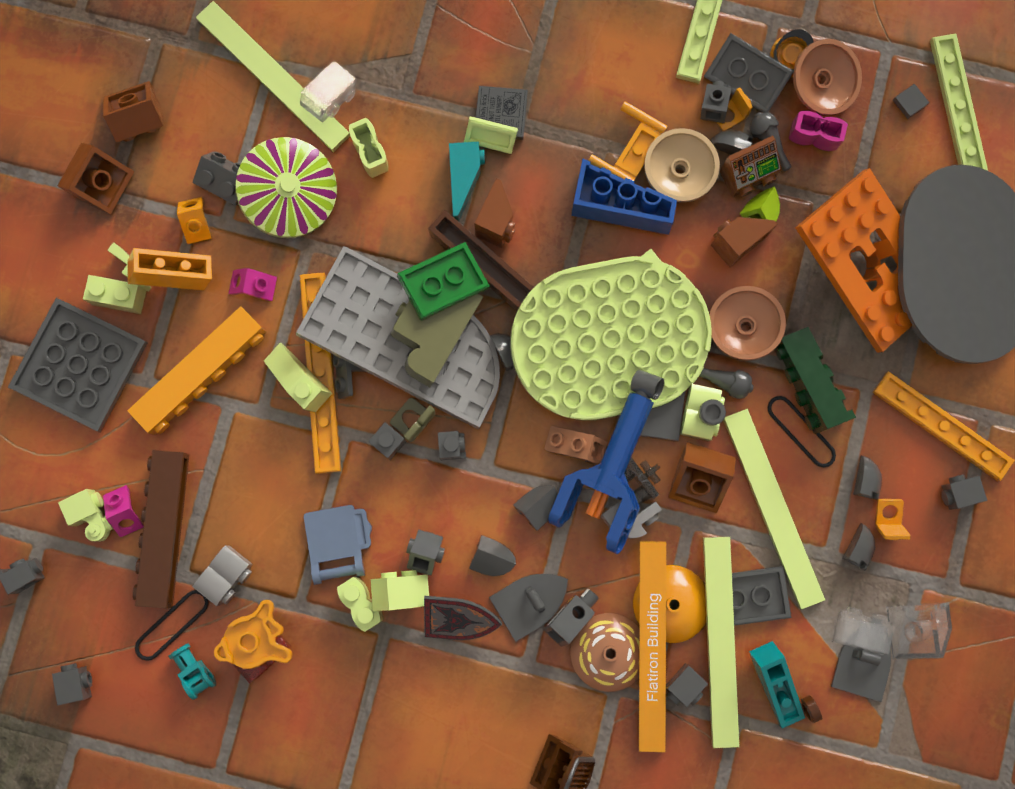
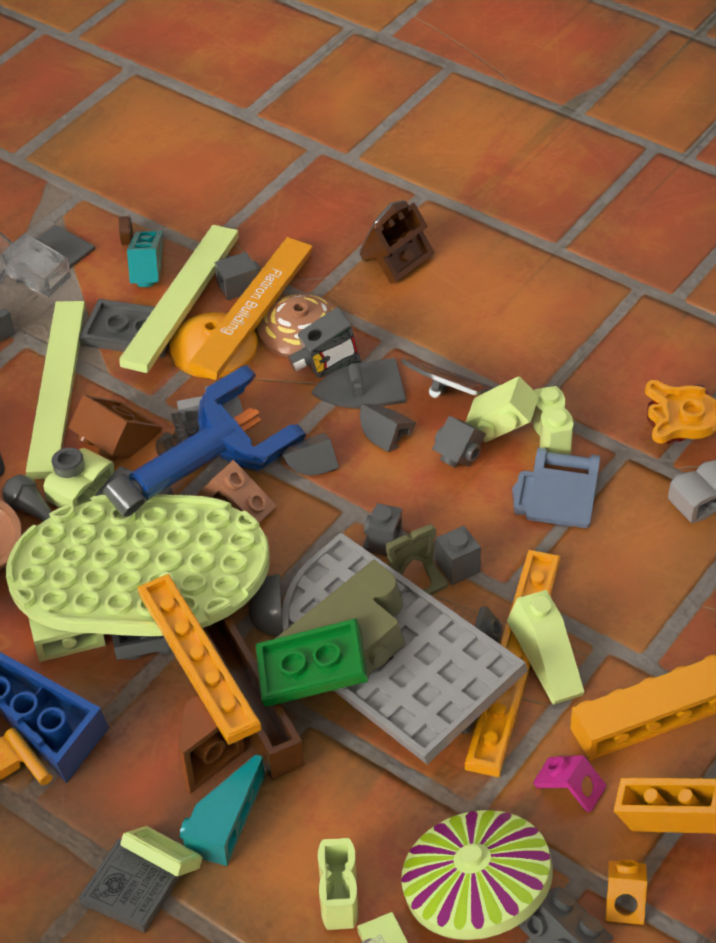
camera: 155 degrees left, 35 degrees down
(520, 251) = (199, 659): none -> light orange tile

